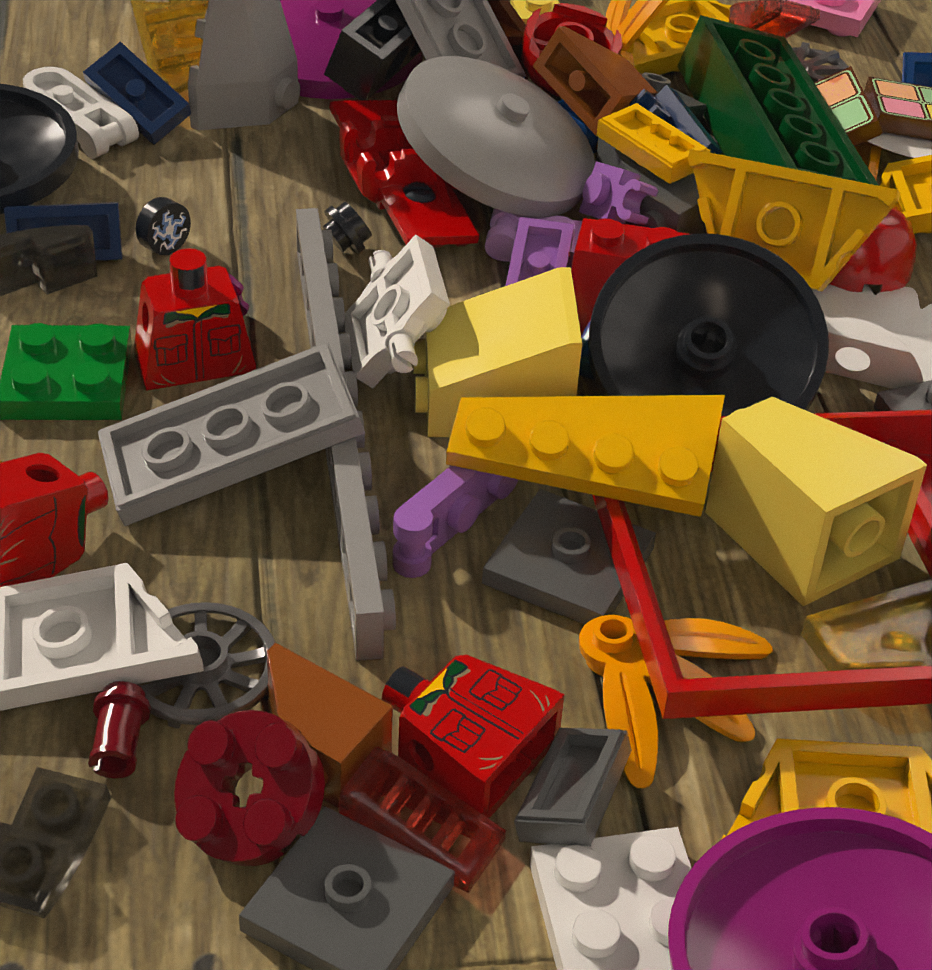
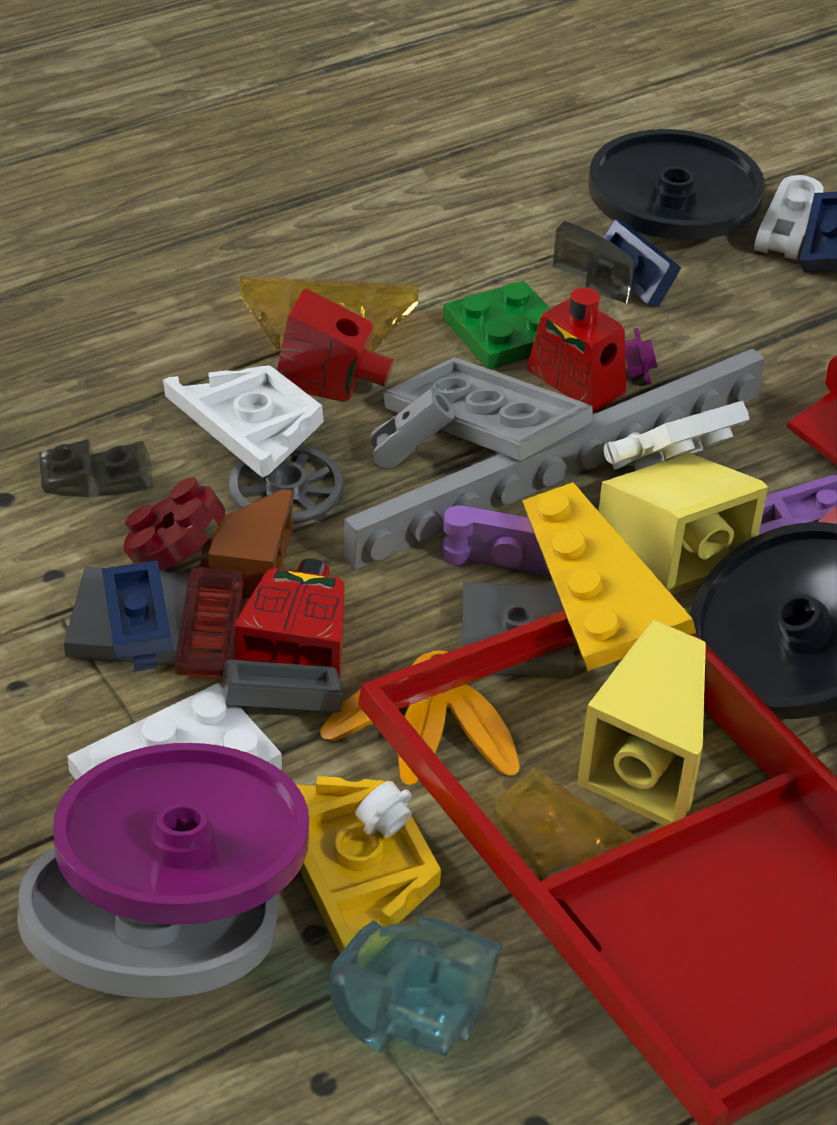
camera: 65 degrees right, 0 degrees up
(120, 714) = (200, 463): dark red pin -> none
(163, 226) = (691, 303): black tile -> none
(223, 495) = (410, 428): none -> light grey bar
(347, 228) = (780, 390): black plate -> none
(410, 868) = (137, 613): none -> dark blue plate
(844, 752) = (384, 810): none -> white plate

